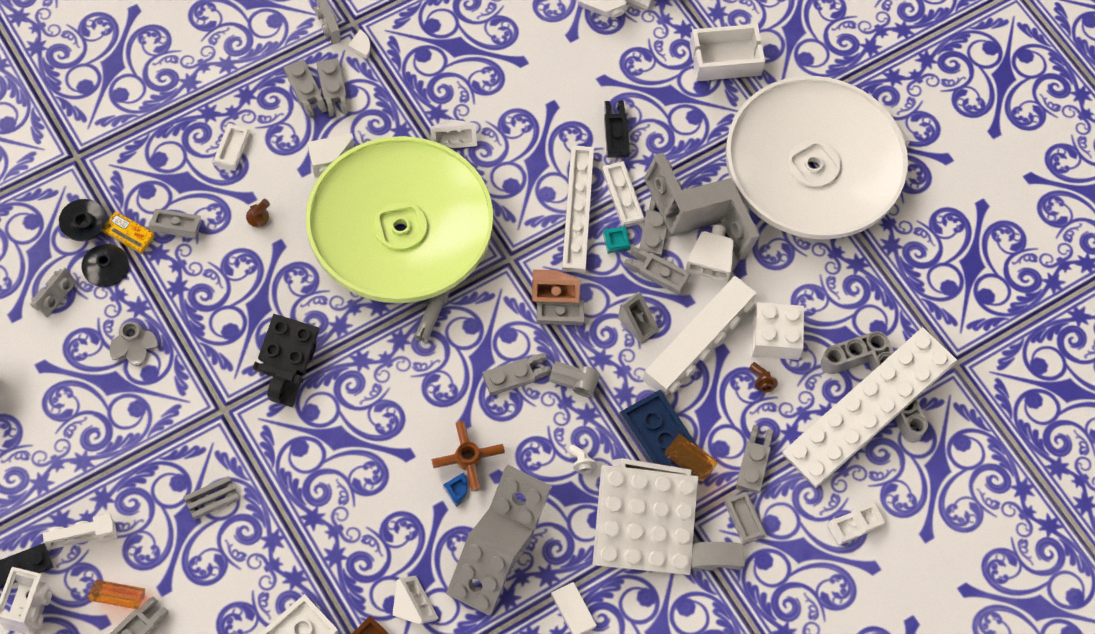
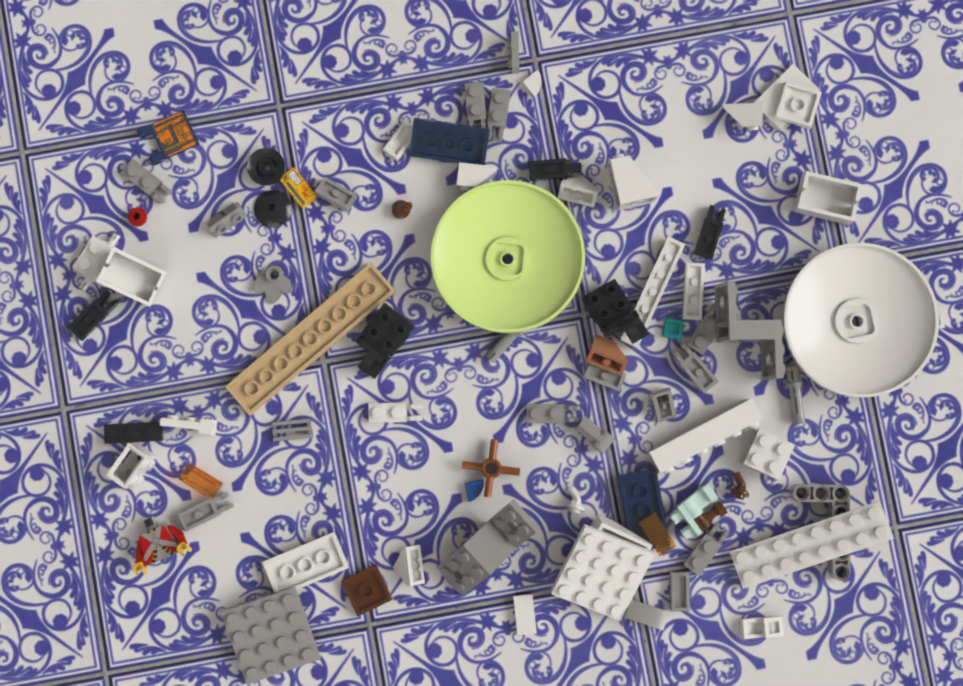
camera: 30 degrees right, 20 degrees up
(197, 390) = (310, 339): none -> tan plate
(286, 127) = (449, 141): none -> dark blue plate
(328, 436) = (392, 412): none -> white hinge
(416, 120) = (552, 169): none -> black hinge
(507, 104) = (629, 183): none -> white slope
(542, 238) = (614, 312): none -> black plate
(712, 255) = (743, 370): white torso -> none
(722, 425) = (691, 511): none -> light aqua hips
(776, 249) = (794, 384): none -> light grey pin

